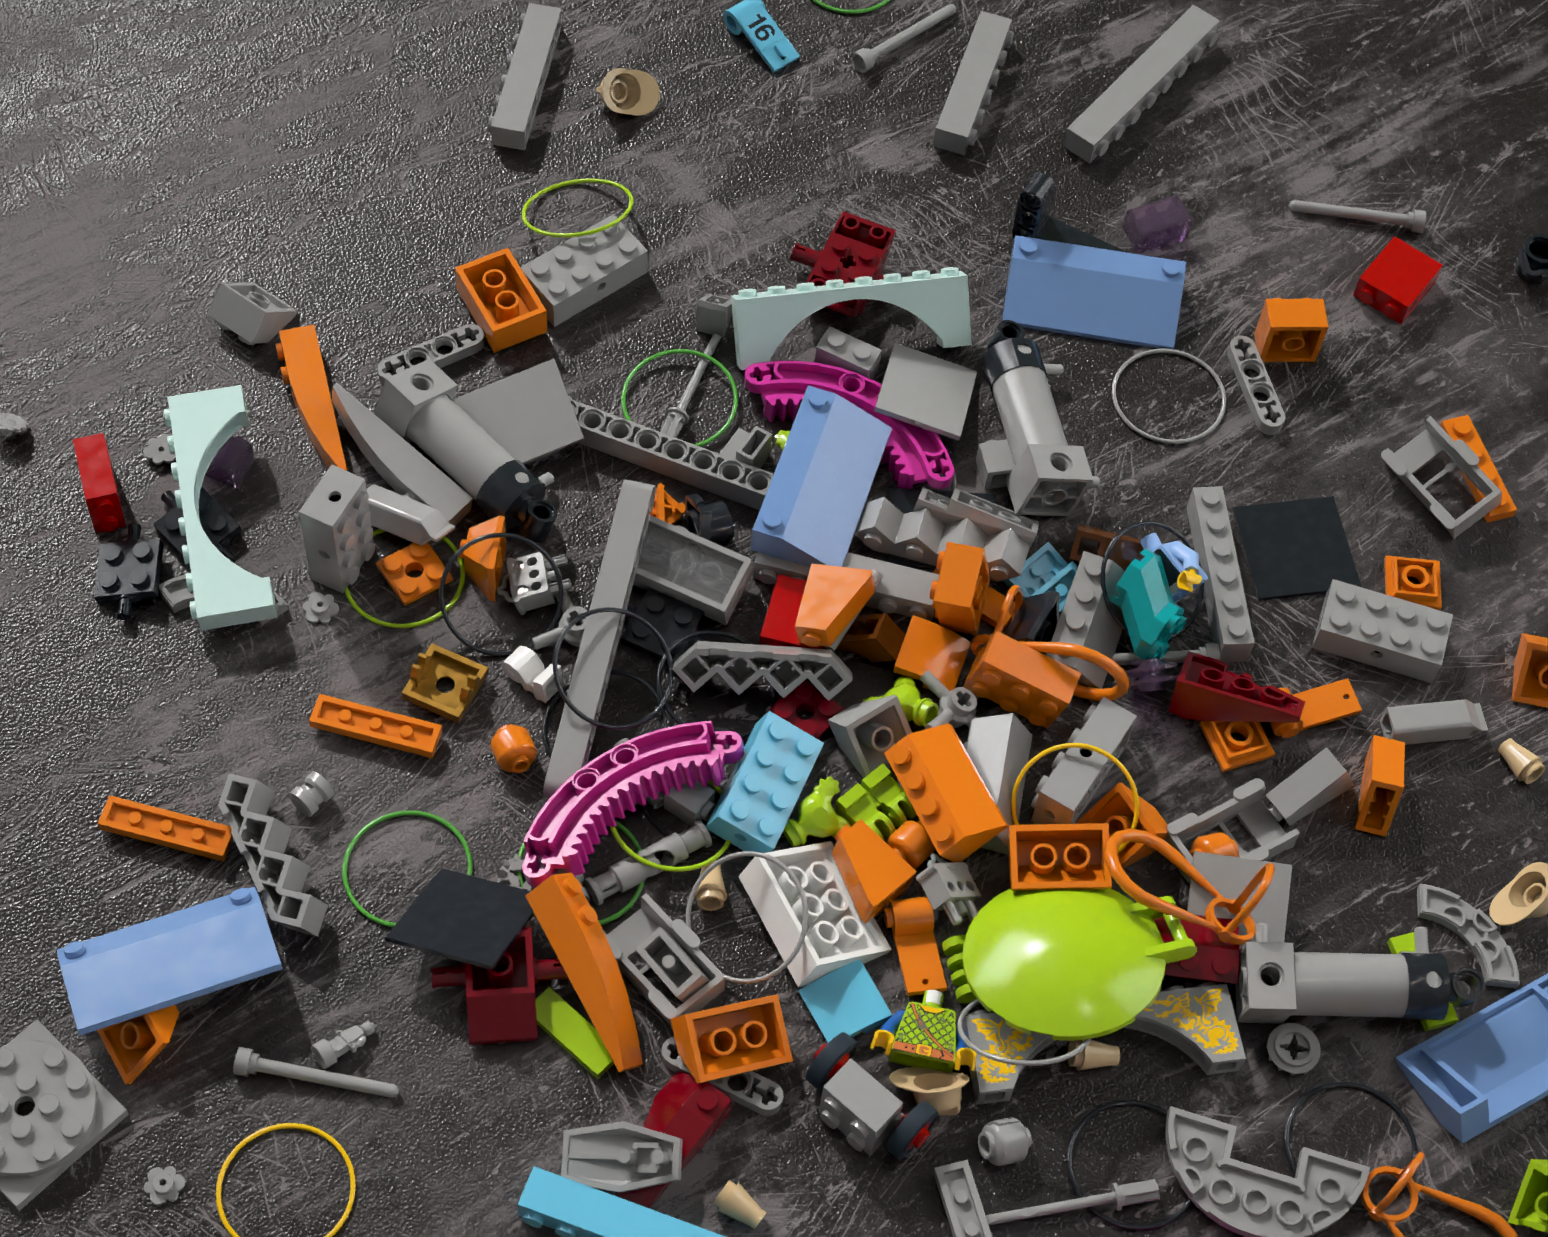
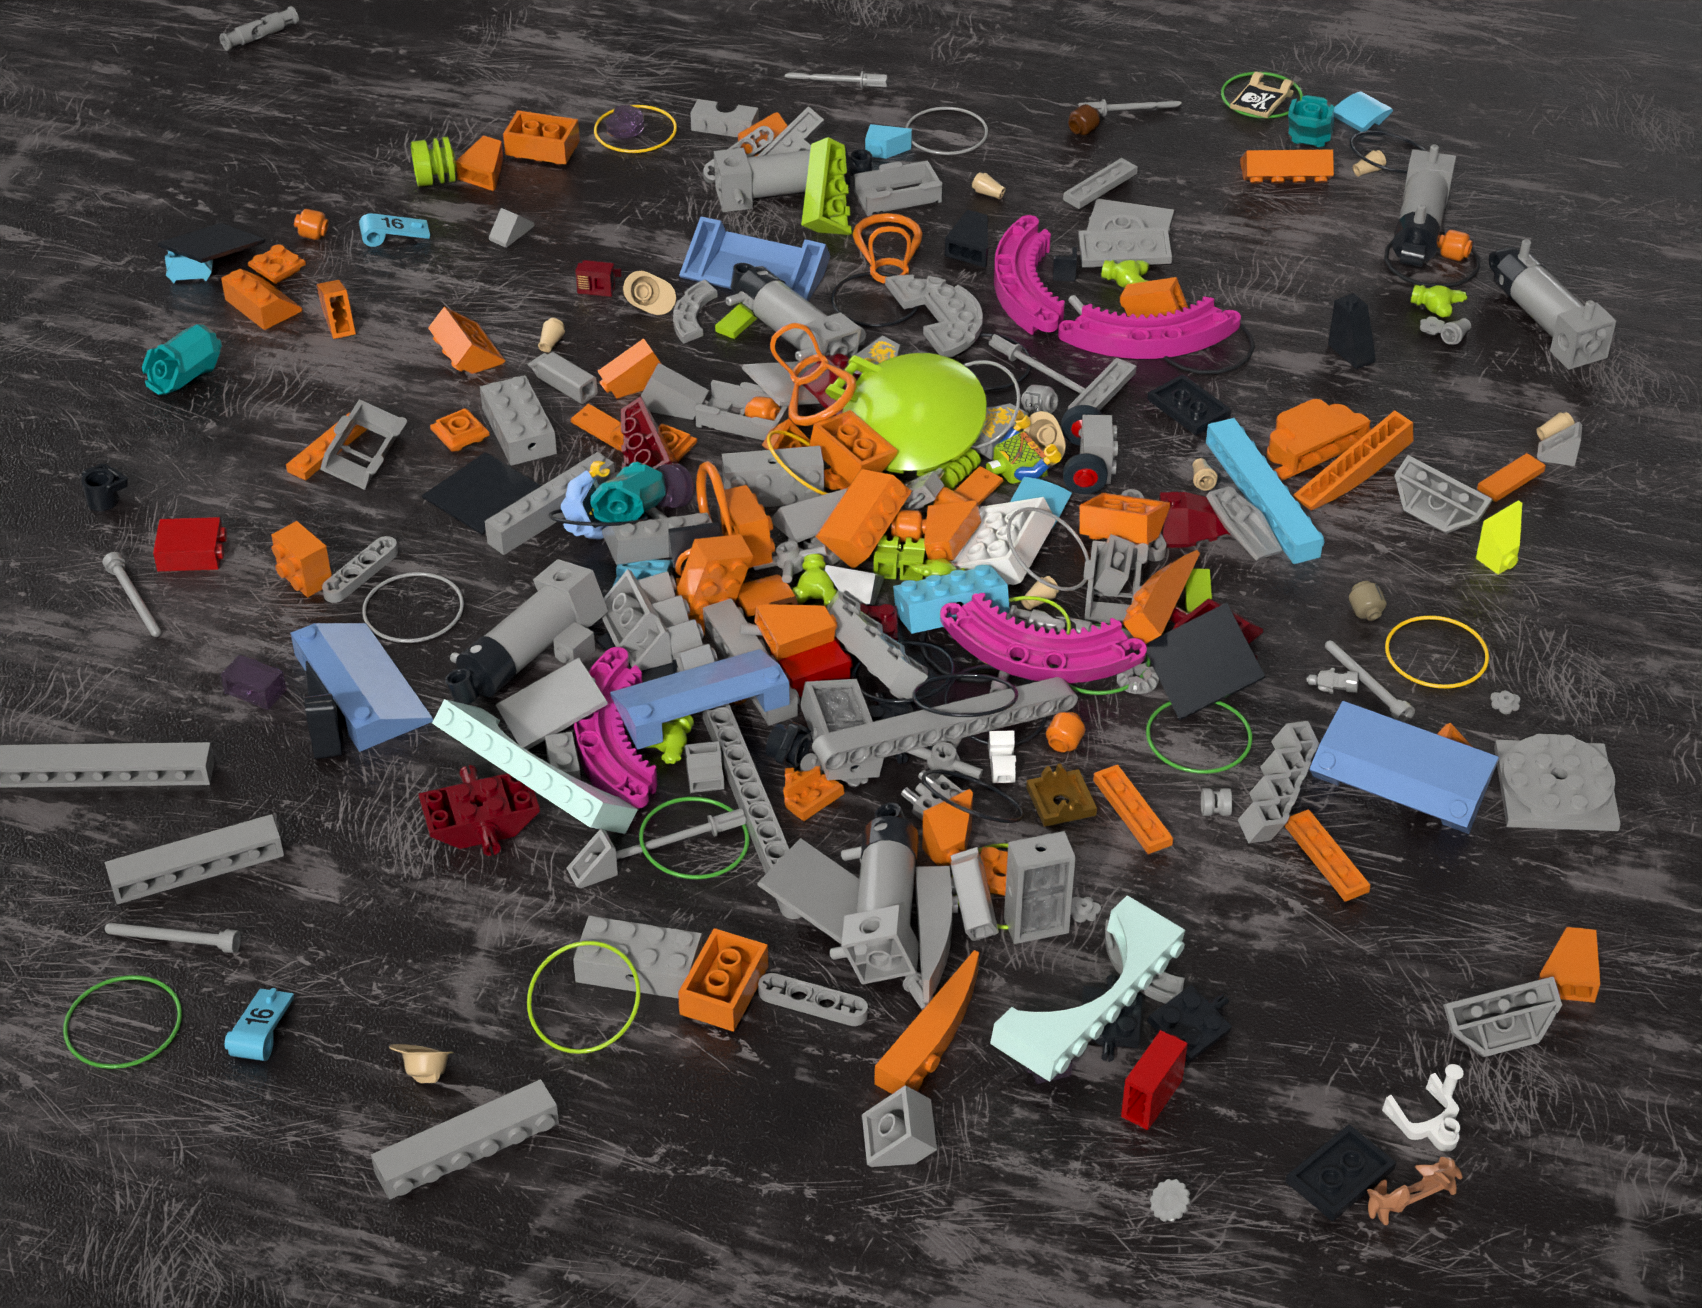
camera: 125 degrees left, 15 degrees down
(158, 450) = (1076, 1092): light grey plant -> none
(404, 1175) = (1367, 600): none -> dark tan head
(1097, 540) = (590, 555): reddish brown slope -> none

